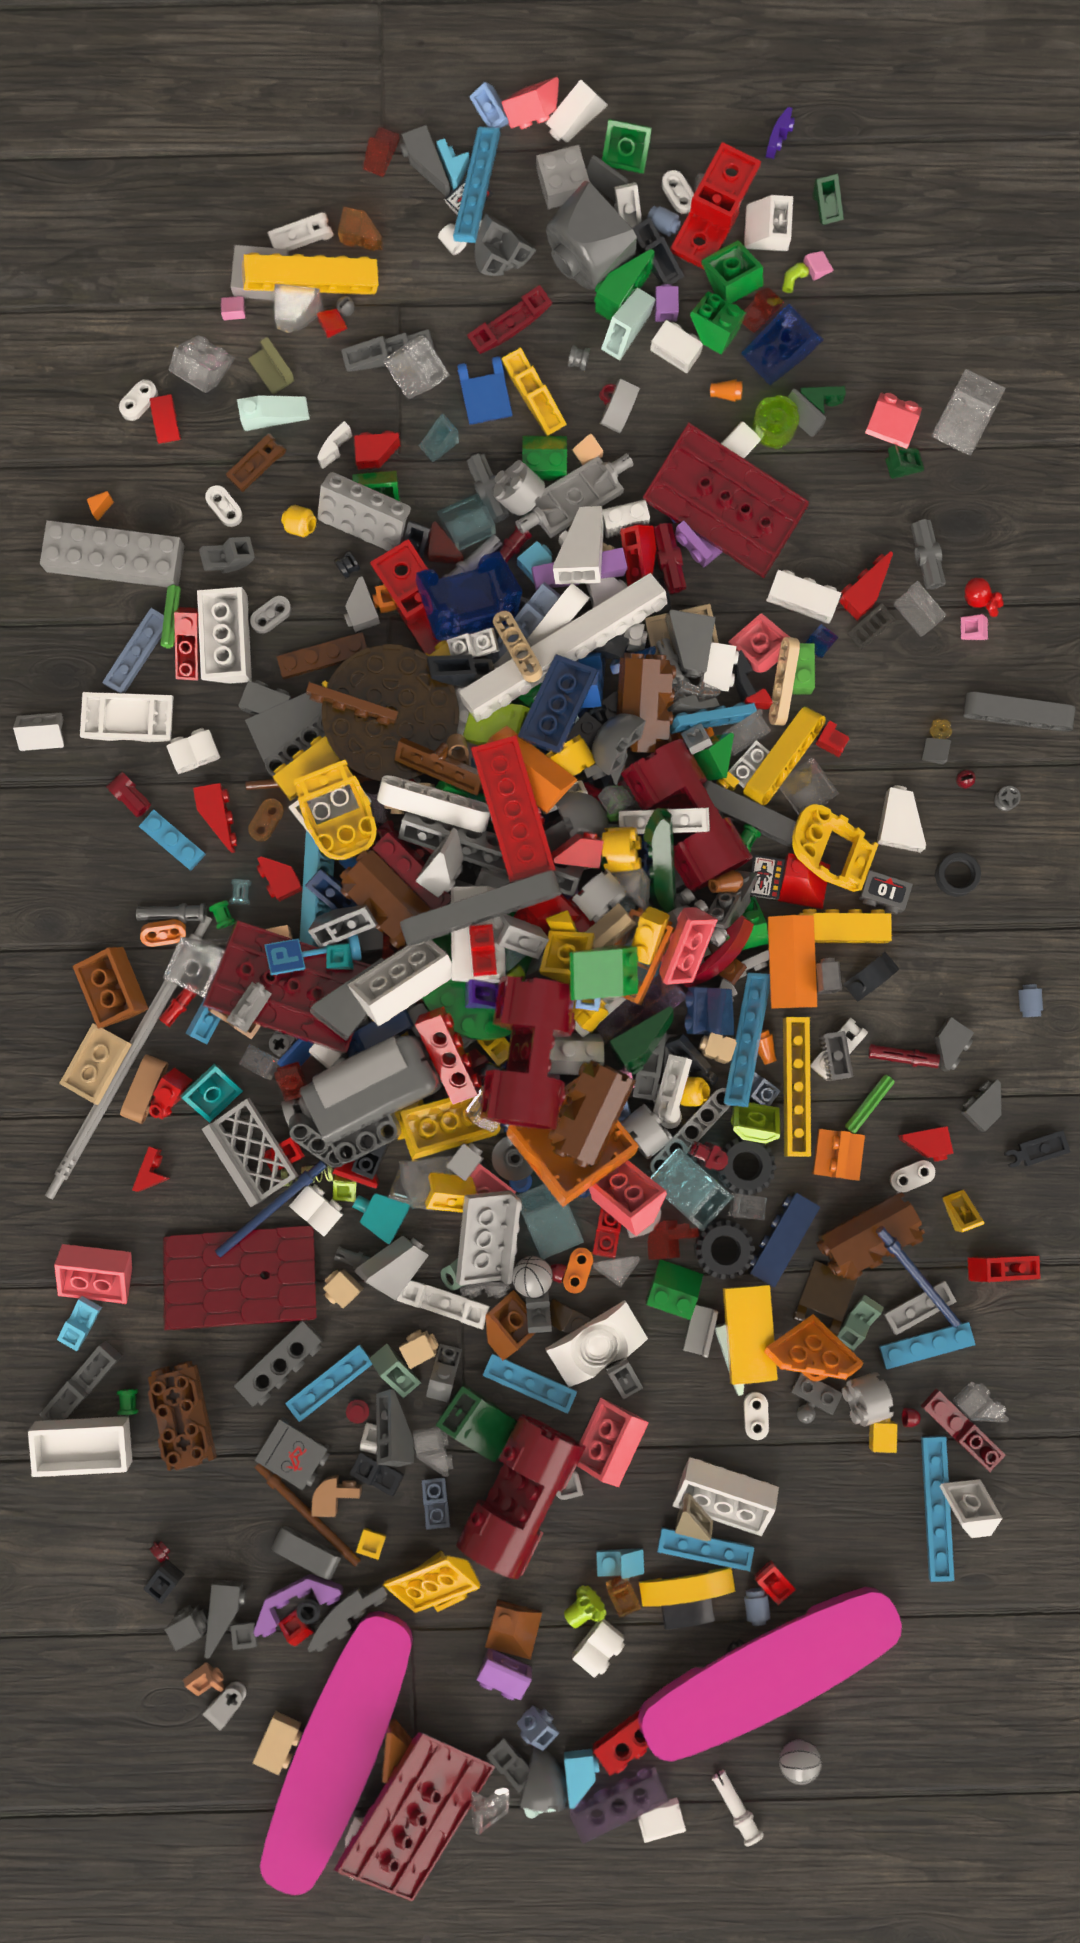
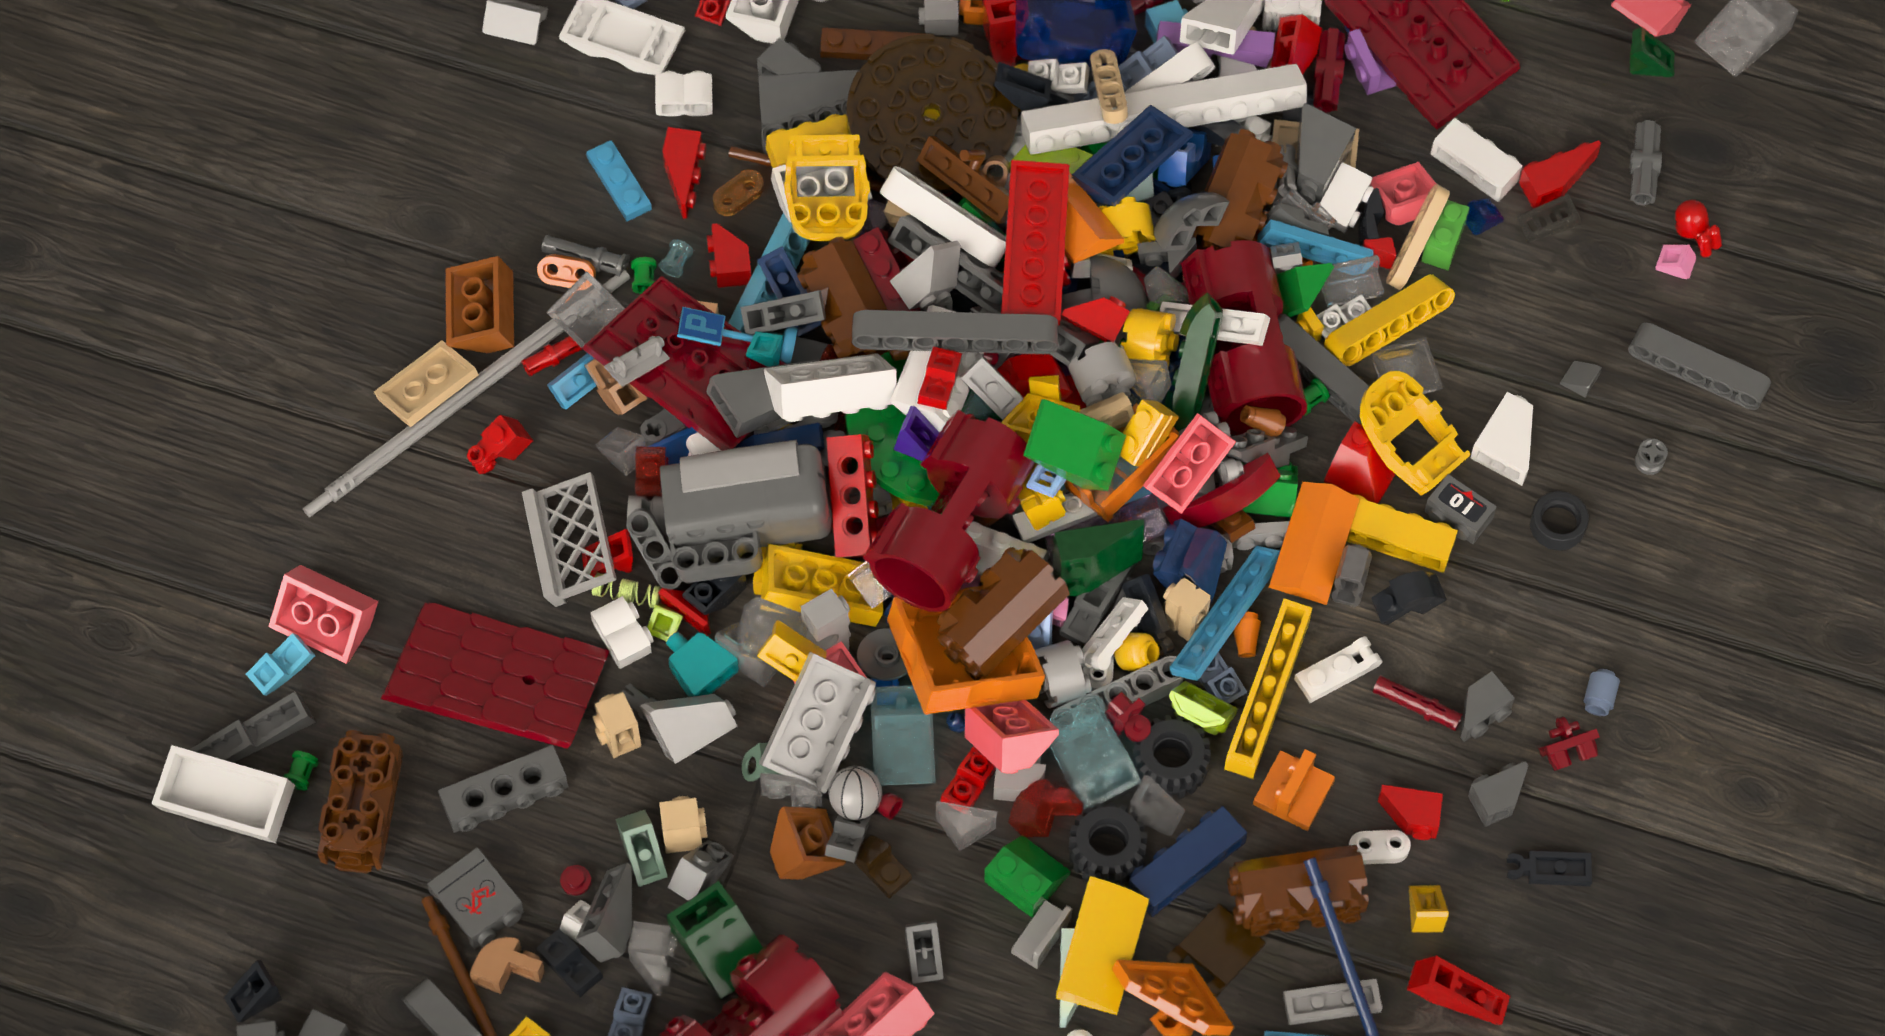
camera: 20 degrees right, 20 degrees down
(126, 792) = (587, 110): dark red piece -> none
(143, 1086) = (466, 430): medium nougat beam -> none
(146, 1176) = (435, 527): red slope -> none
(159, 1551) = (266, 954): dark red plate -> none
(211, 1092) = (549, 457): teal slope -> none
(305, 1179) = (623, 586): dark blue bar -> none
(329, 1383) = (555, 834): dark azure plate -> none
(342, 701) = (897, 86): reddish brown plate -> none
(444, 1303) = (731, 790): white slope -> none
(530, 1383) = (803, 920): dark azure plate -> none
(578, 1270) = (916, 812): orange plate -> none
(597, 1344) = (887, 902): white slope -> none
(769, 876) = (1320, 449): piece -> none
(832, 739) = (1454, 324): red panel -> none
(836, 1056) = (1329, 662): flat silver brick -> none
(858, 1321) = (1250, 992): sand green slope -> none
(869, 1104) = (1355, 744): bright green axle -> none
(919, 609) = (1615, 219): clear panel -> none
(945, 724) = (1593, 348): clear yellow plate -> none
(968, 782) = (1609, 423): dark red hinge -> none
(1019, 1048) = (1557, 751): none -> dark red hips

